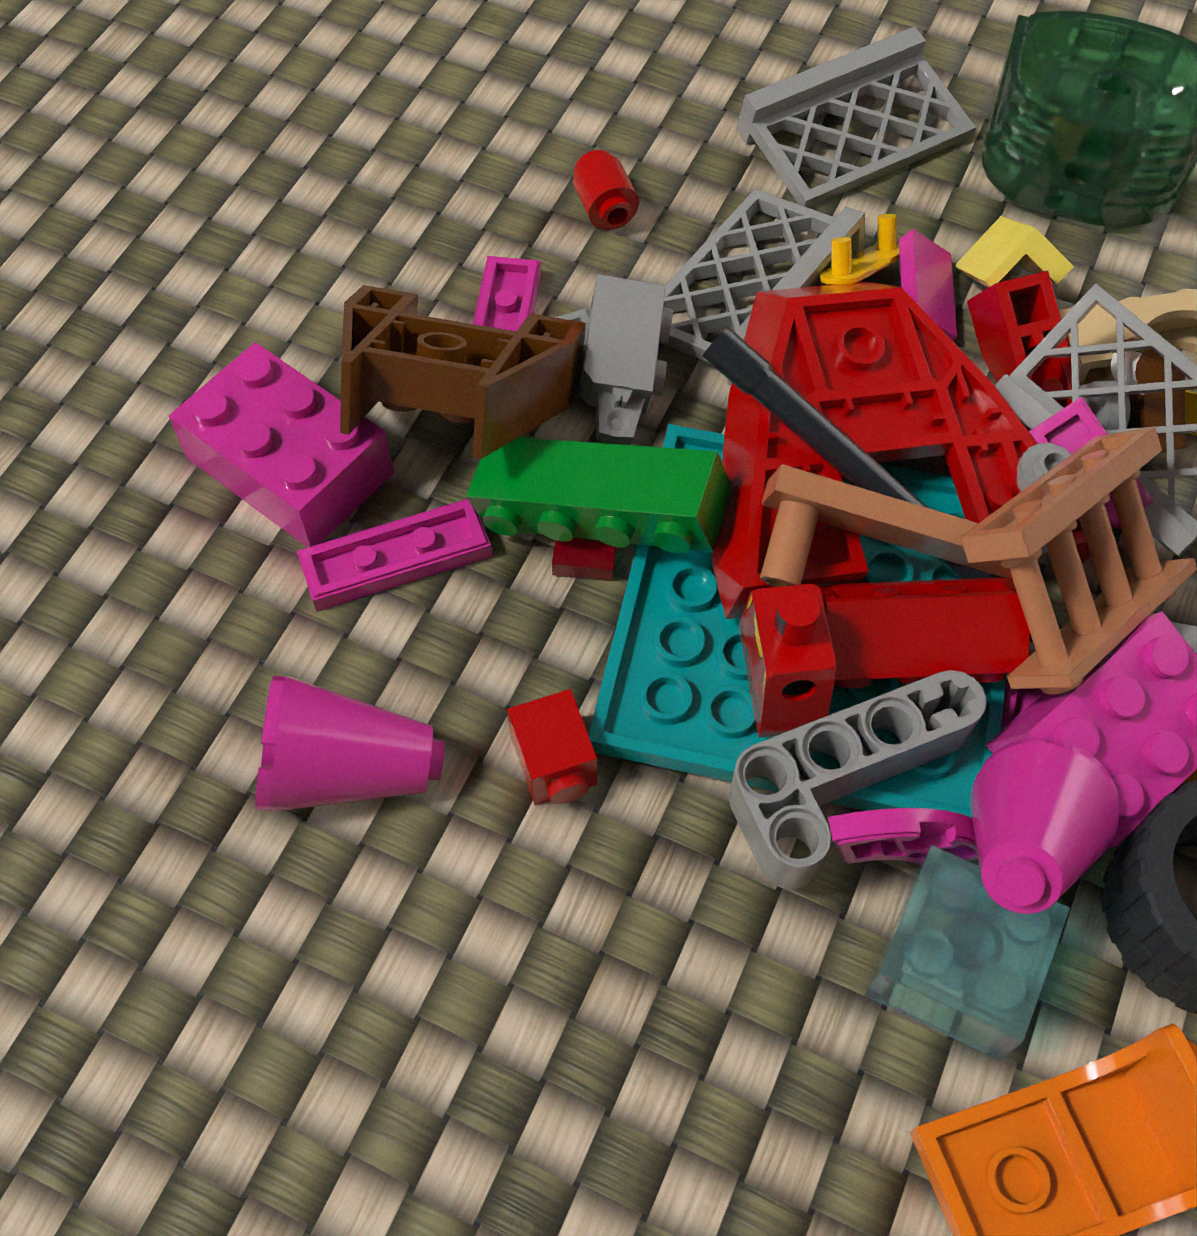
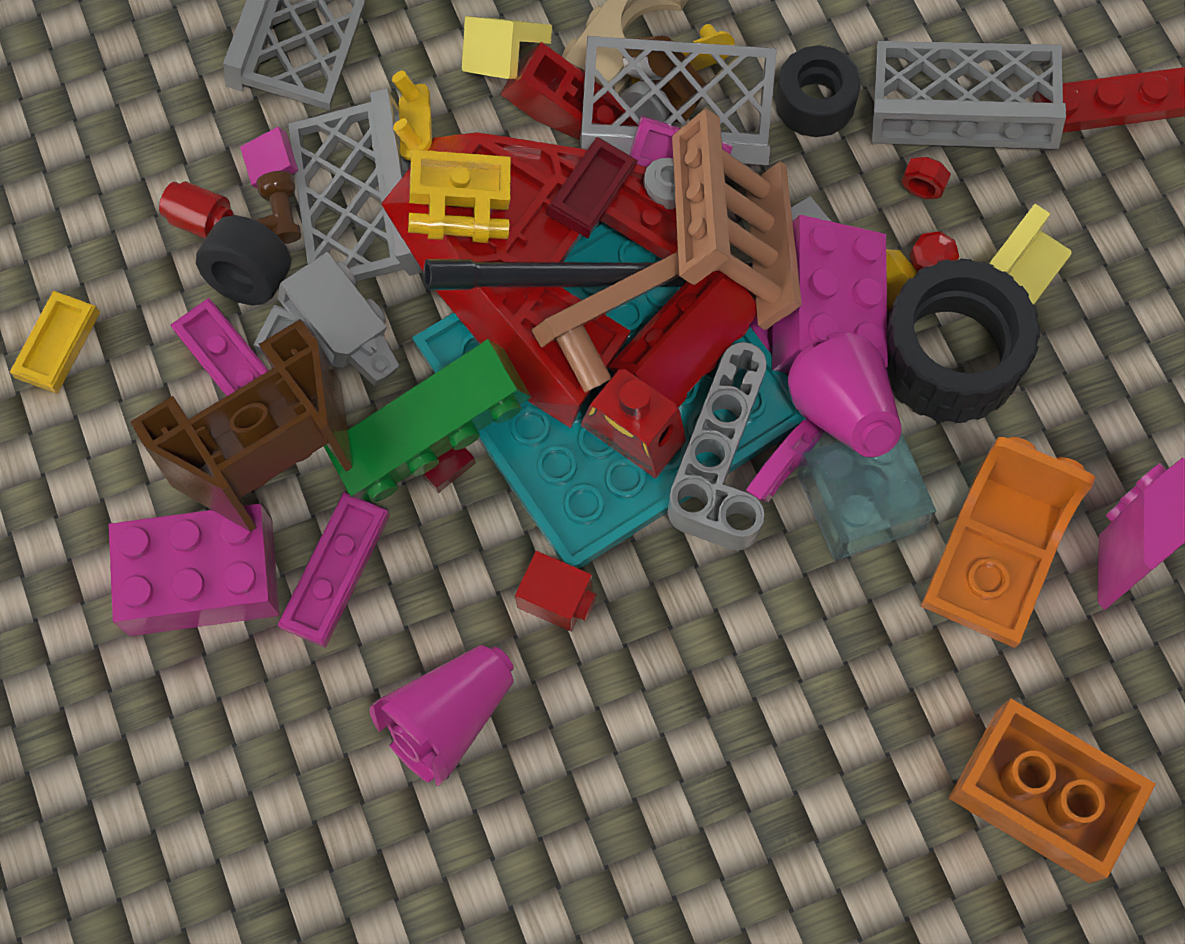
camera: 45 degrees left, 10 degrees up
(391, 200) = (55, 342): none -> yellow tile
(594, 240) = (243, 260): none -> black tyre
(689, 226) = (277, 188): none -> reddish brown piece
(708, 200) = (268, 154): none -> dark pink tile
(835, 302) = (463, 182): none -> yellow plate
(929, 279) = (465, 102): dark pink tile -> none
(965, 417) = (592, 187): none -> dark red tile

